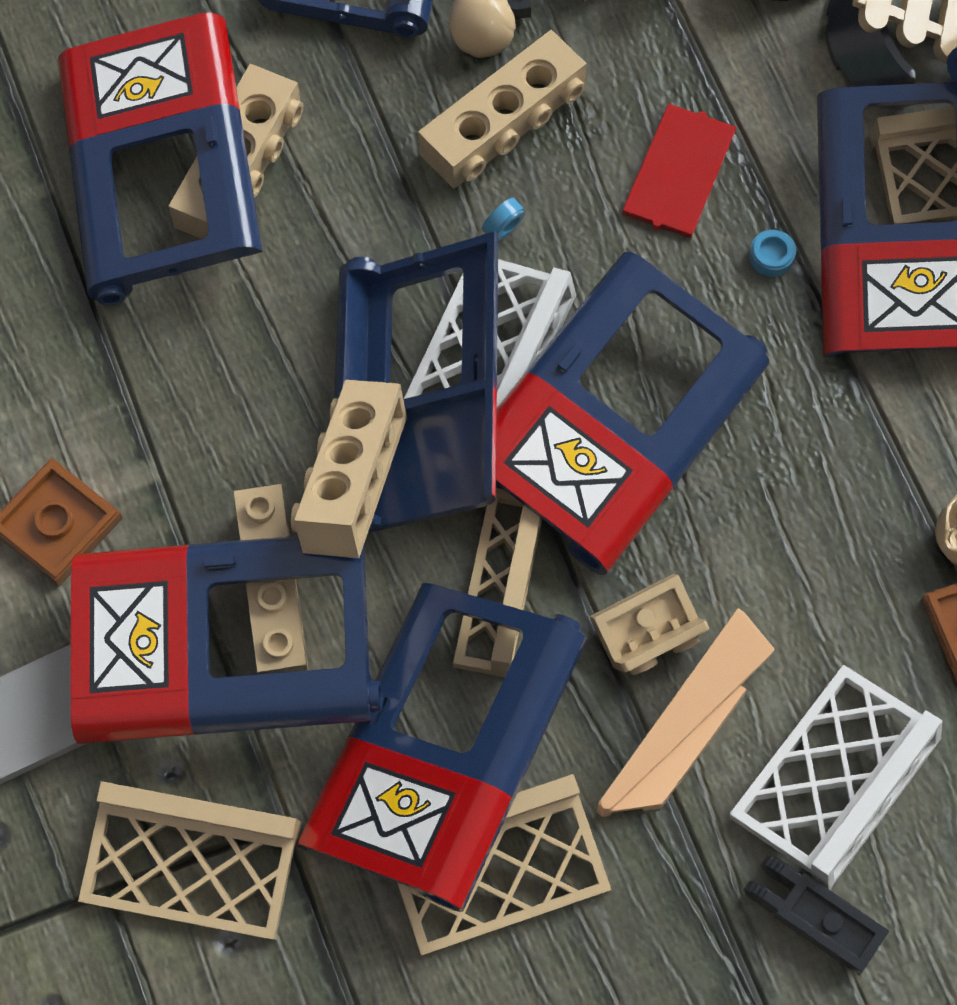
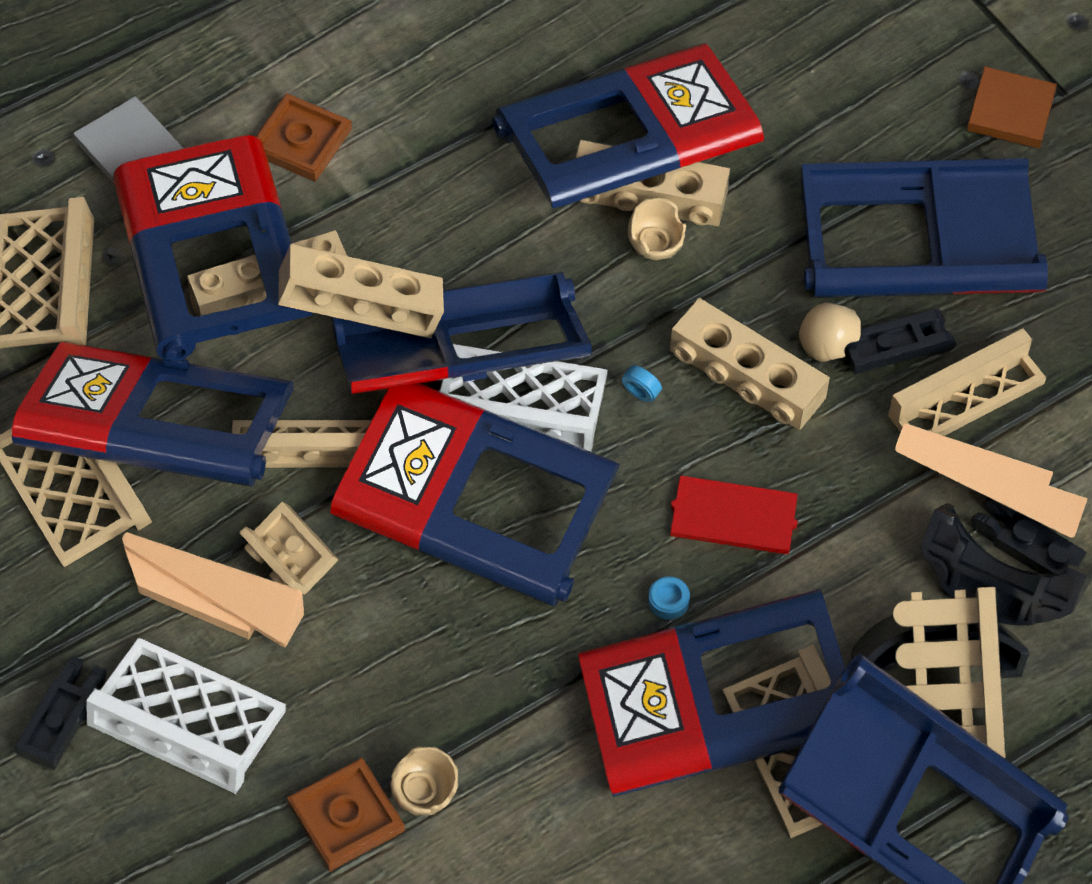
camera: 75 degrees right, 10 degrees down
(306, 160) = (656, 229): none -> tan hair

